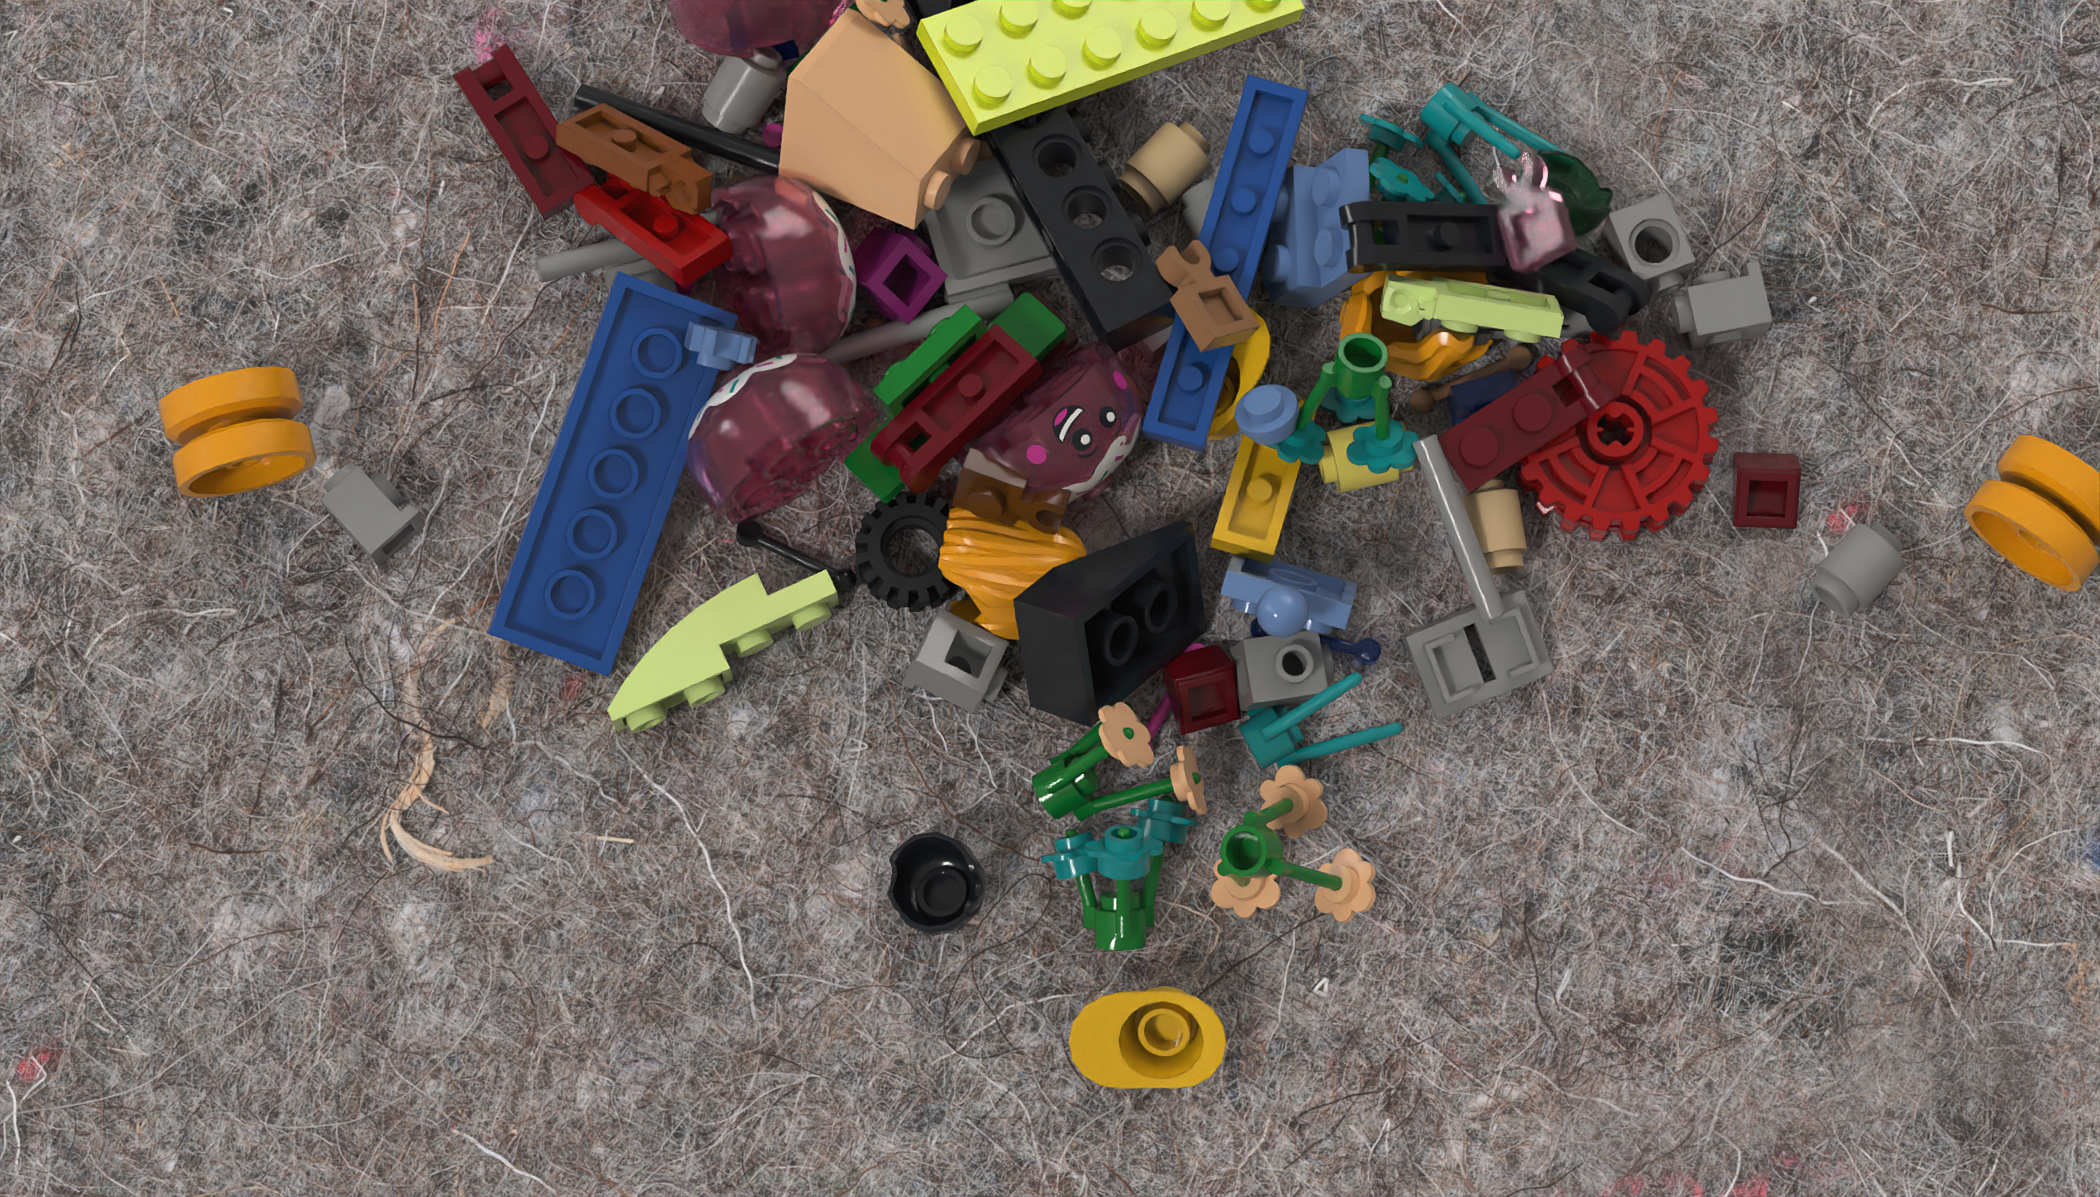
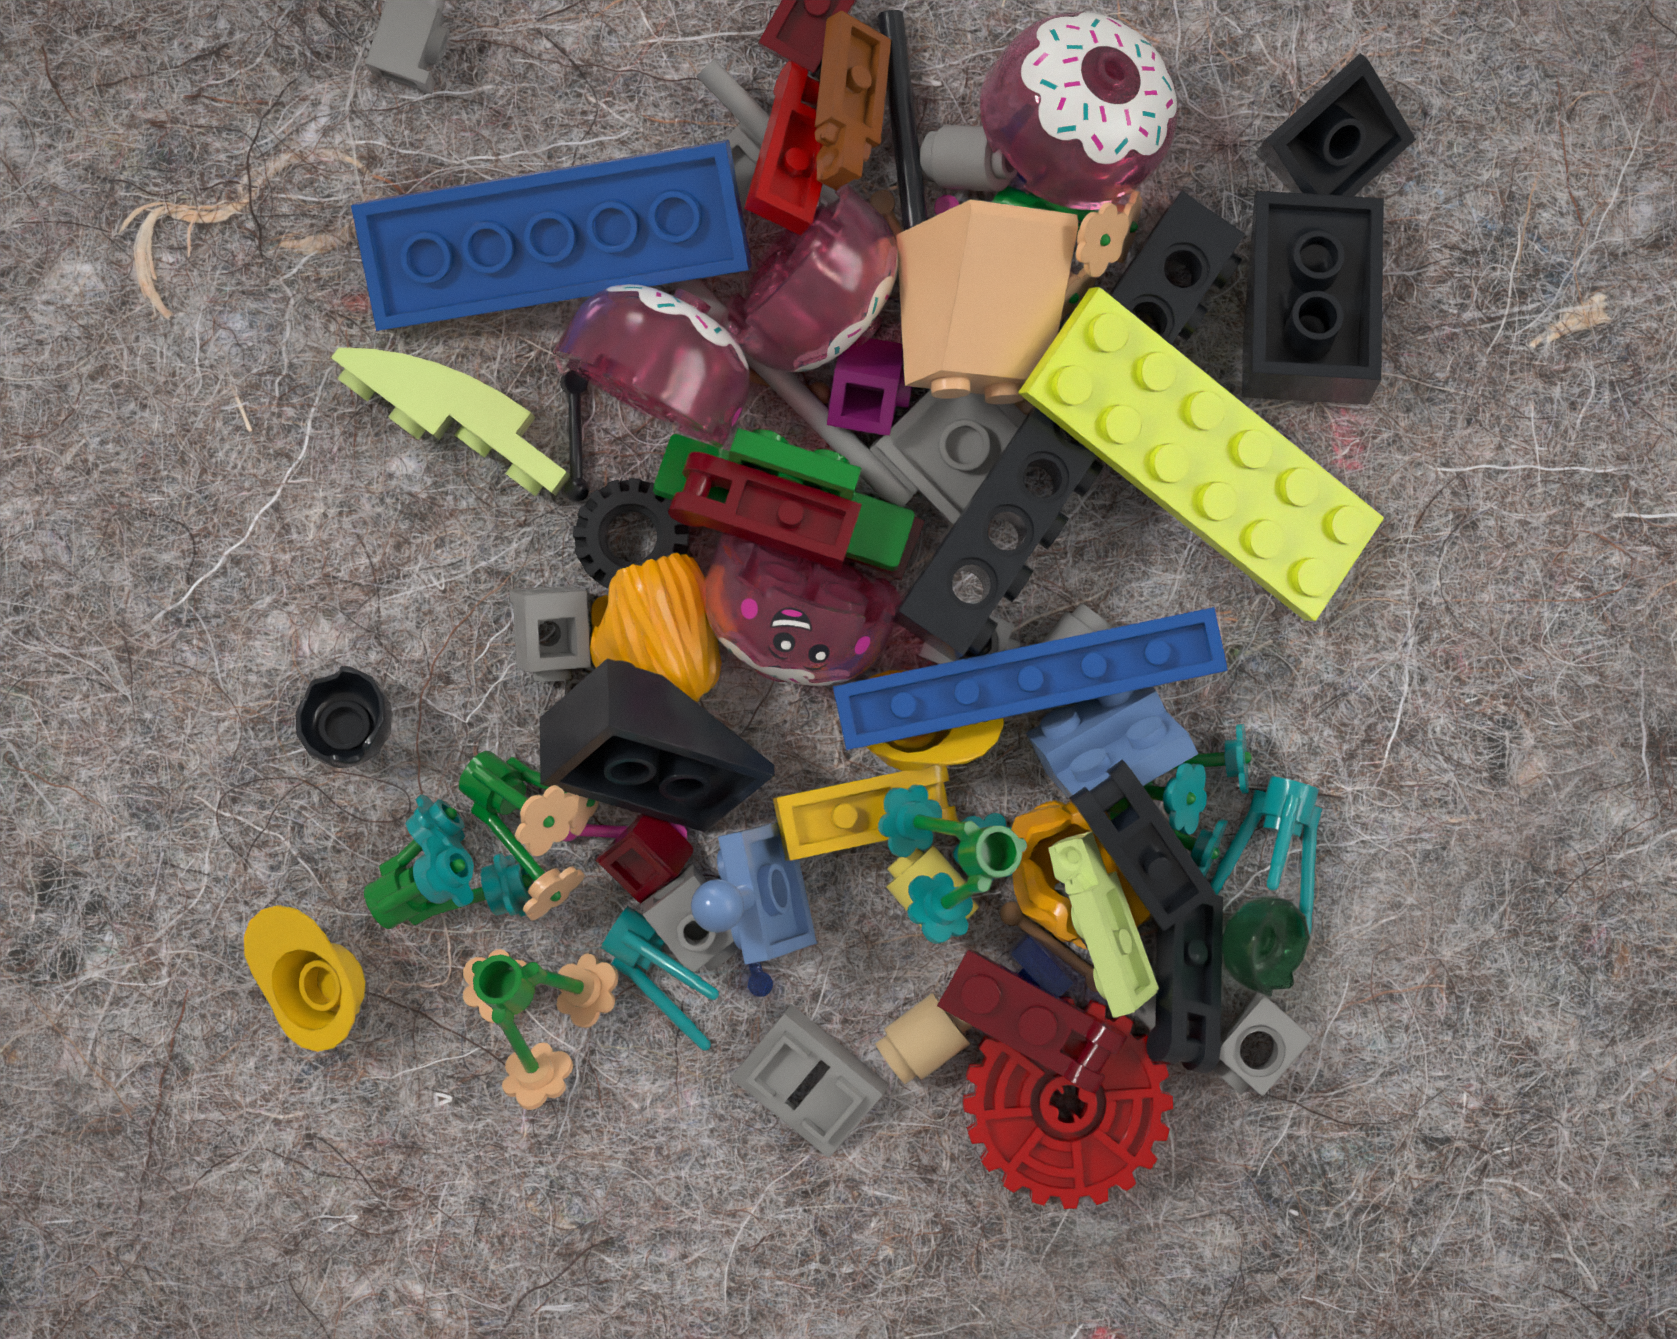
camera: 65 degrees right, 10 degrees up
(720, 346) = (705, 271): medium blue plate -> none
(999, 494) = (703, 589): reddish brown plate -> none
(1165, 166) = (1102, 573): tan brick -> none
(1205, 303) = (972, 686): medium nougat plate -> none
(1267, 414) = (910, 789): medium blue plate -> none
(1459, 527) = (902, 1012): light grey bar -> none
(1537, 220) = (1218, 937): clear pink plate -> none
(1723, 308) = (1238, 1139): light grey brick -> none
(1765, 490) = (1095, 1260): dark red slope -> none

